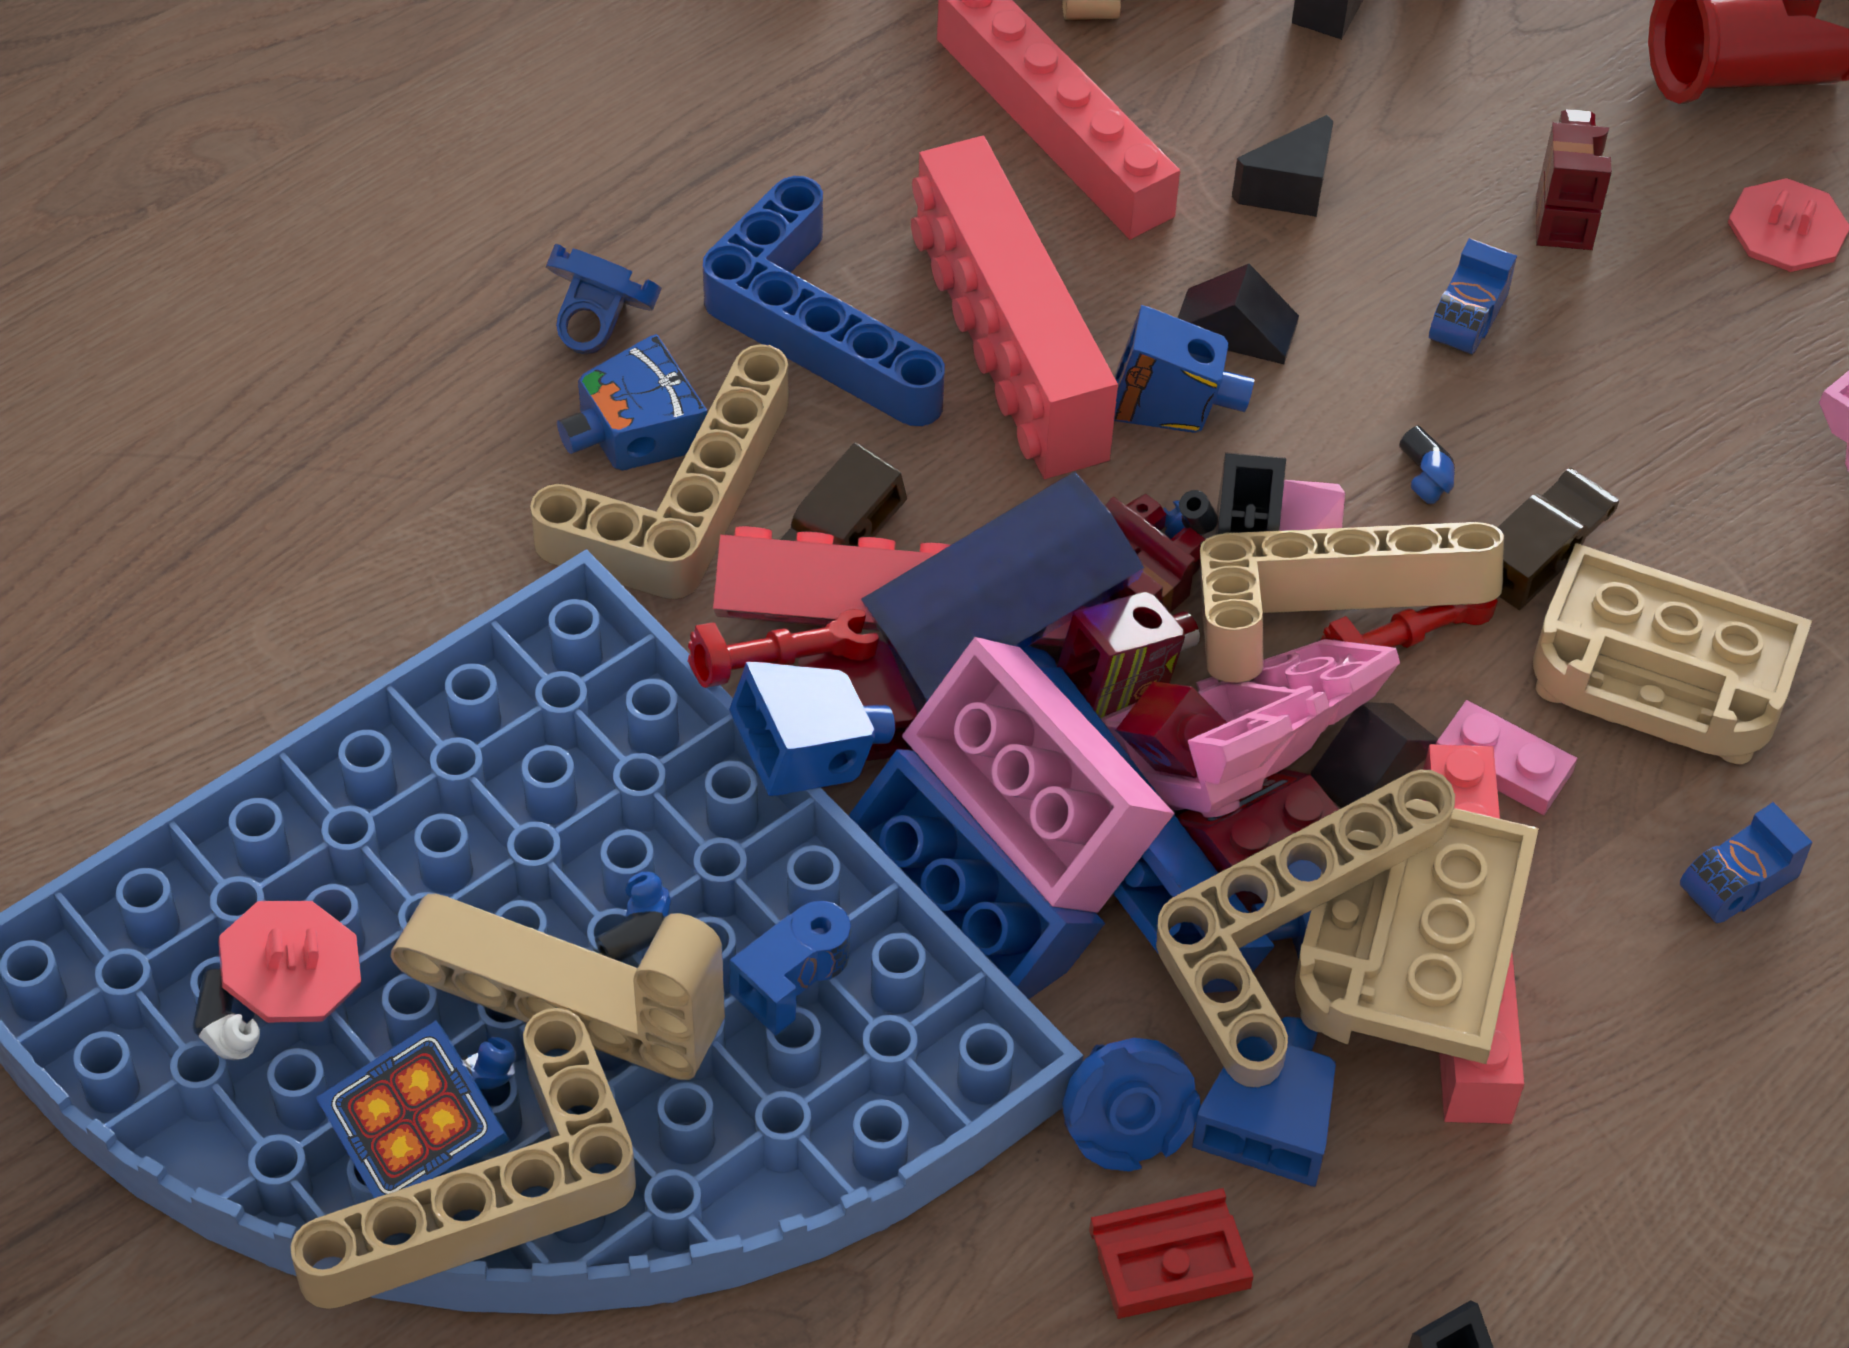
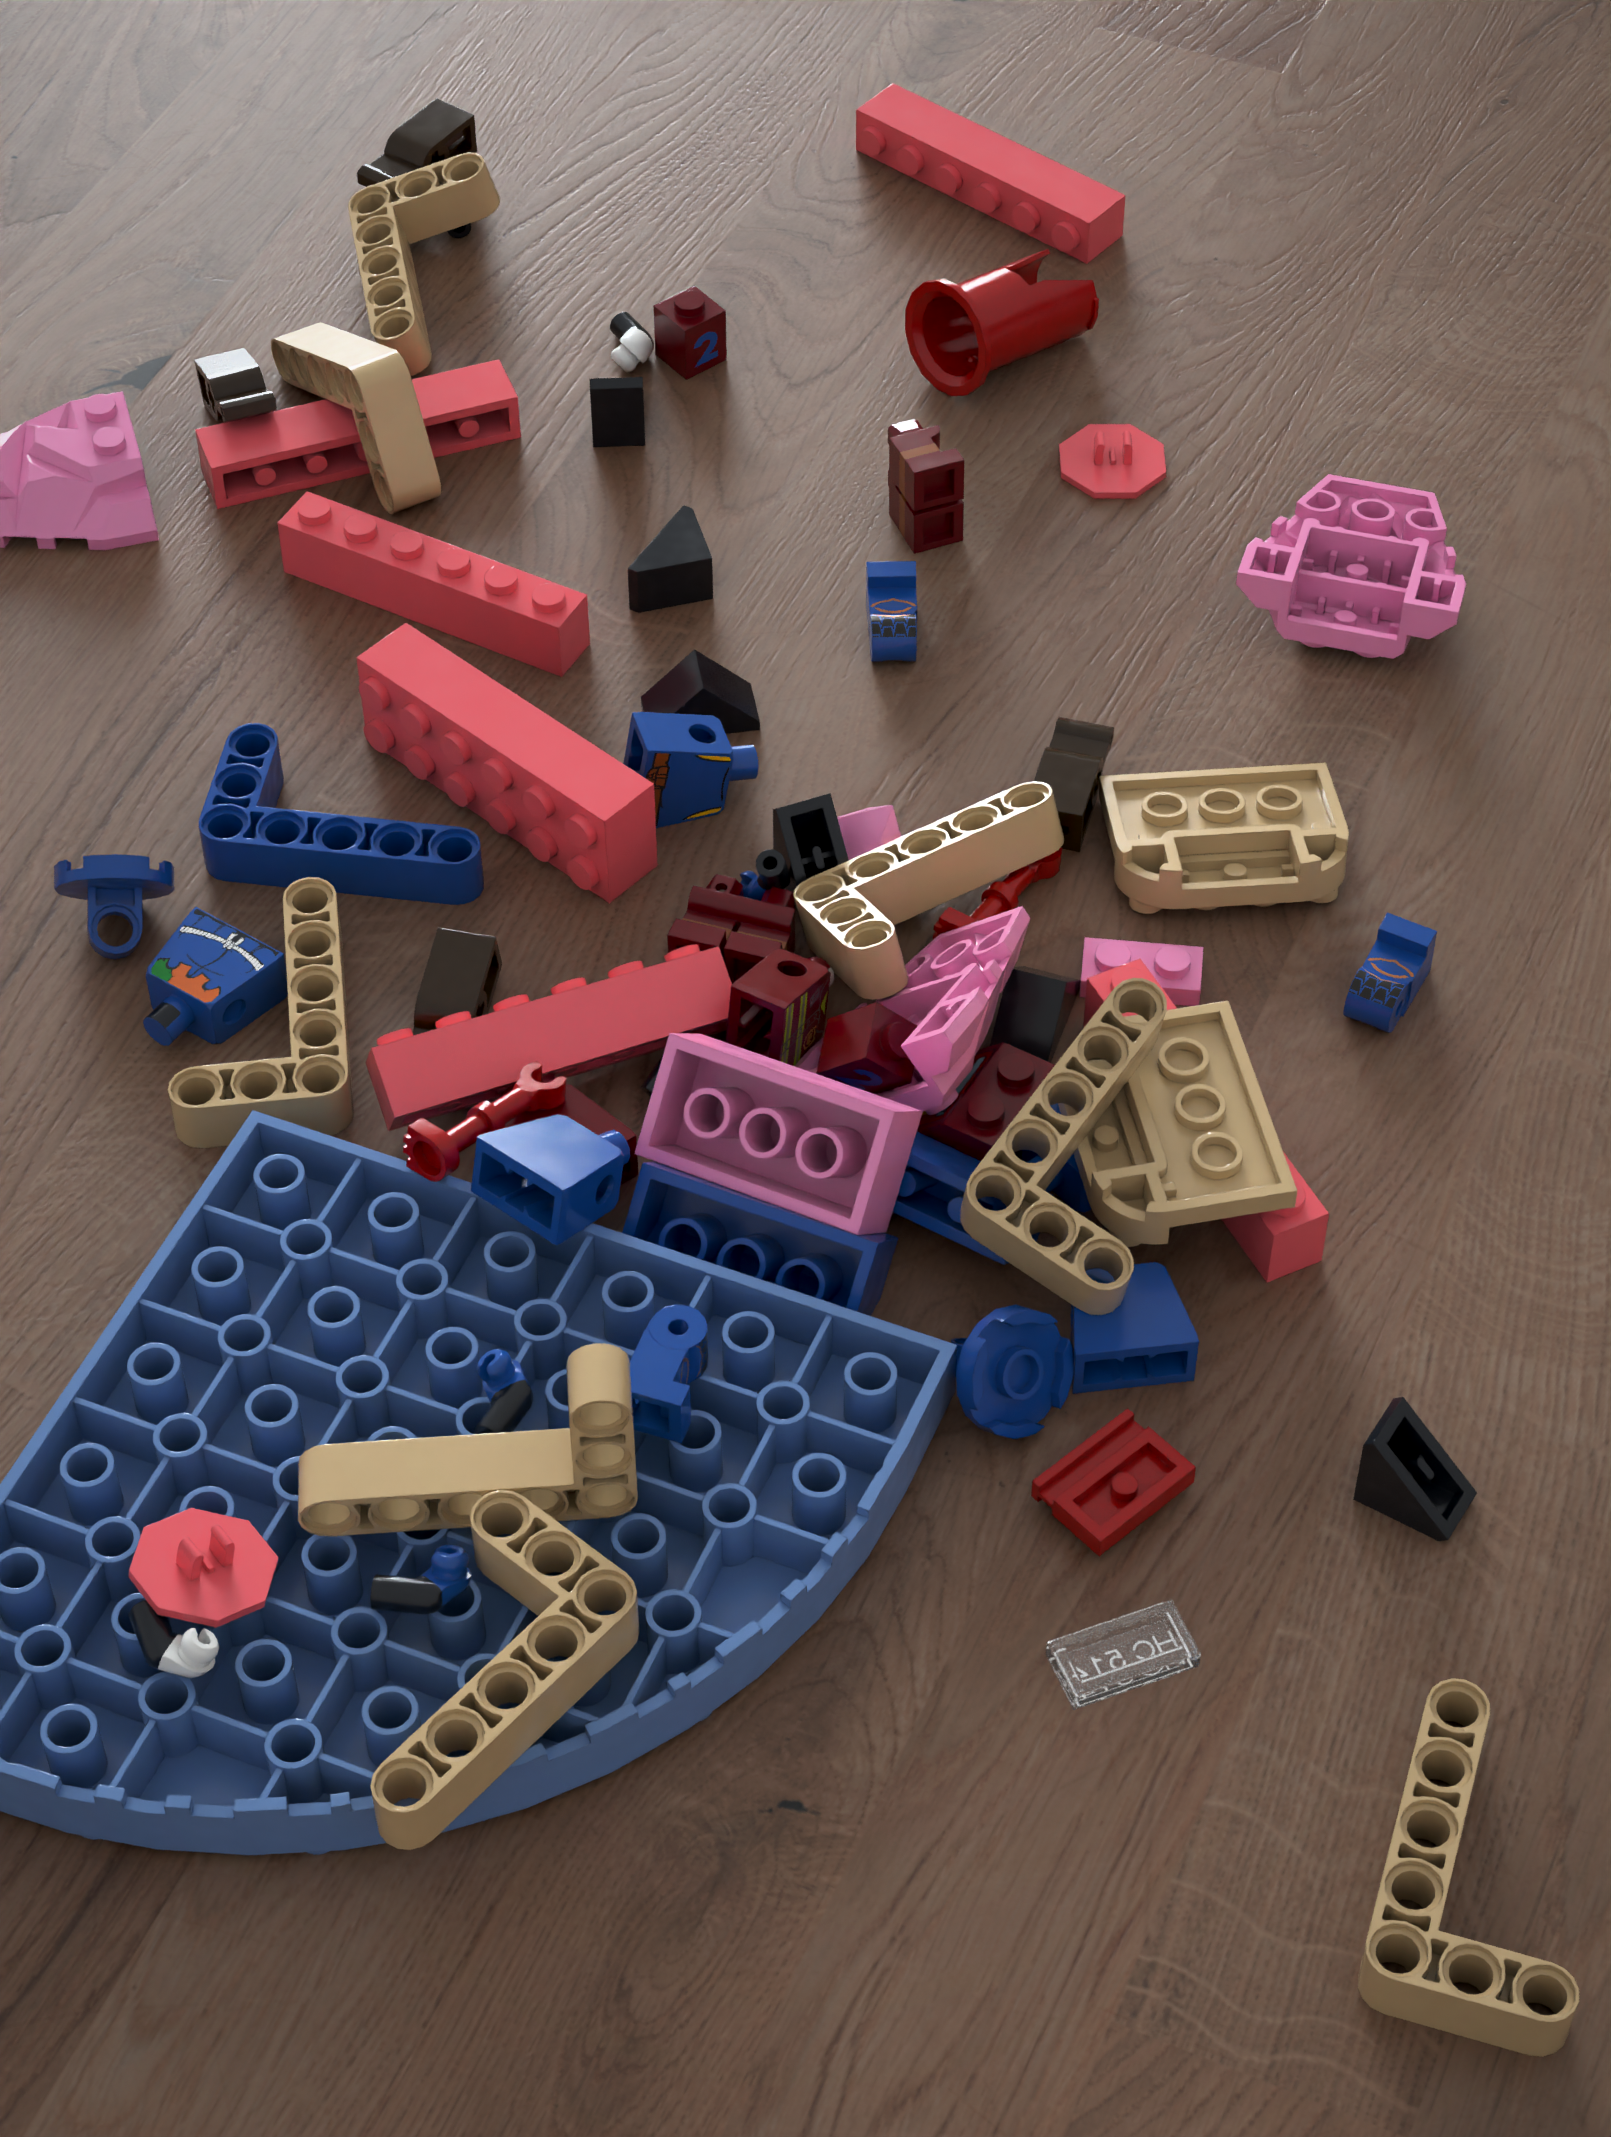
camera: 25 degrees left, 5 degrees down
(412, 1114) = (408, 1642): tile -> none
(1005, 582) = (651, 981): clear blue slope -> none
(1433, 460) = (938, 757): blue arm -> none

